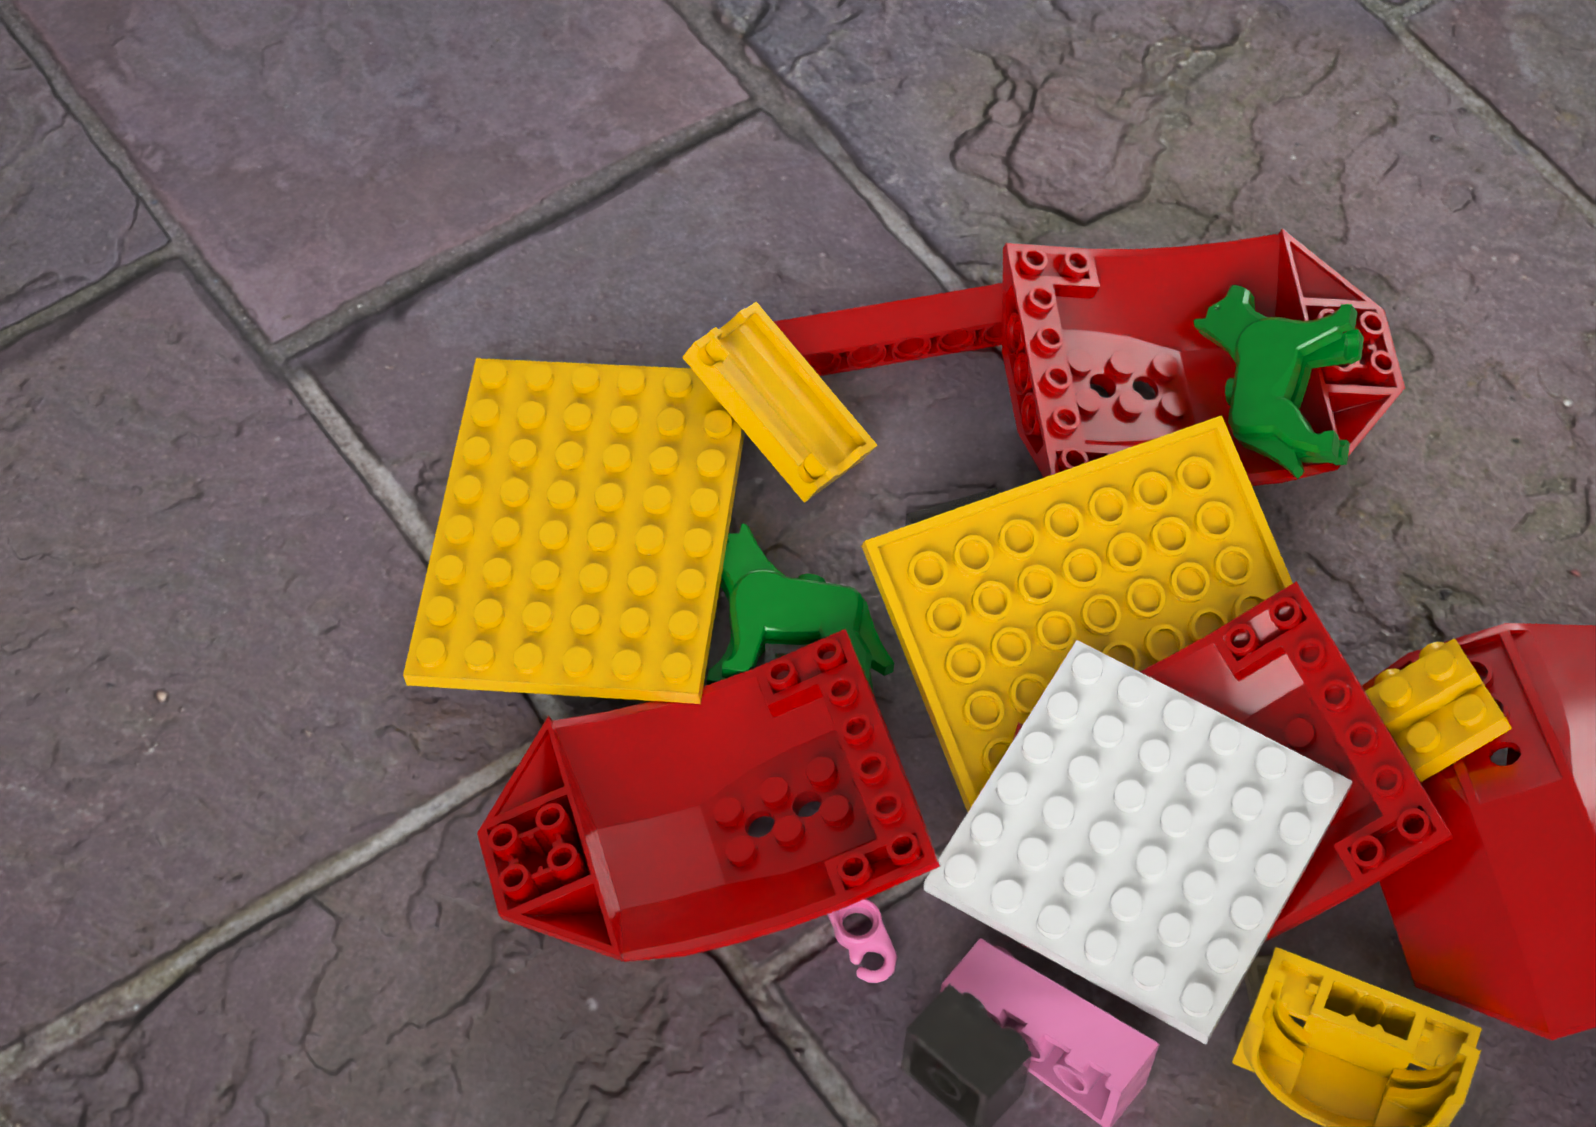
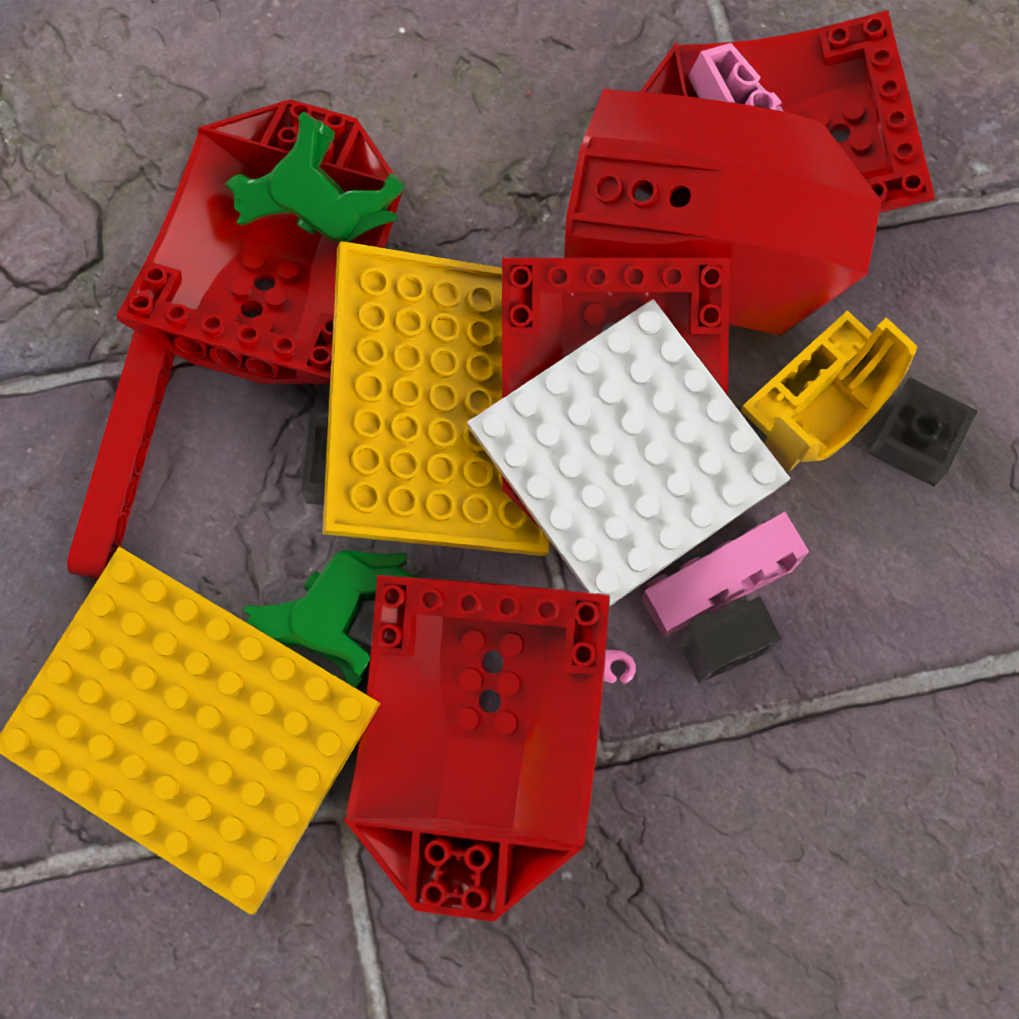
camera: 65 degrees left, 15 degrees up
(779, 401) = (156, 537): yellow gear -> none
(1437, 708) = (629, 219): yellow plate -> none

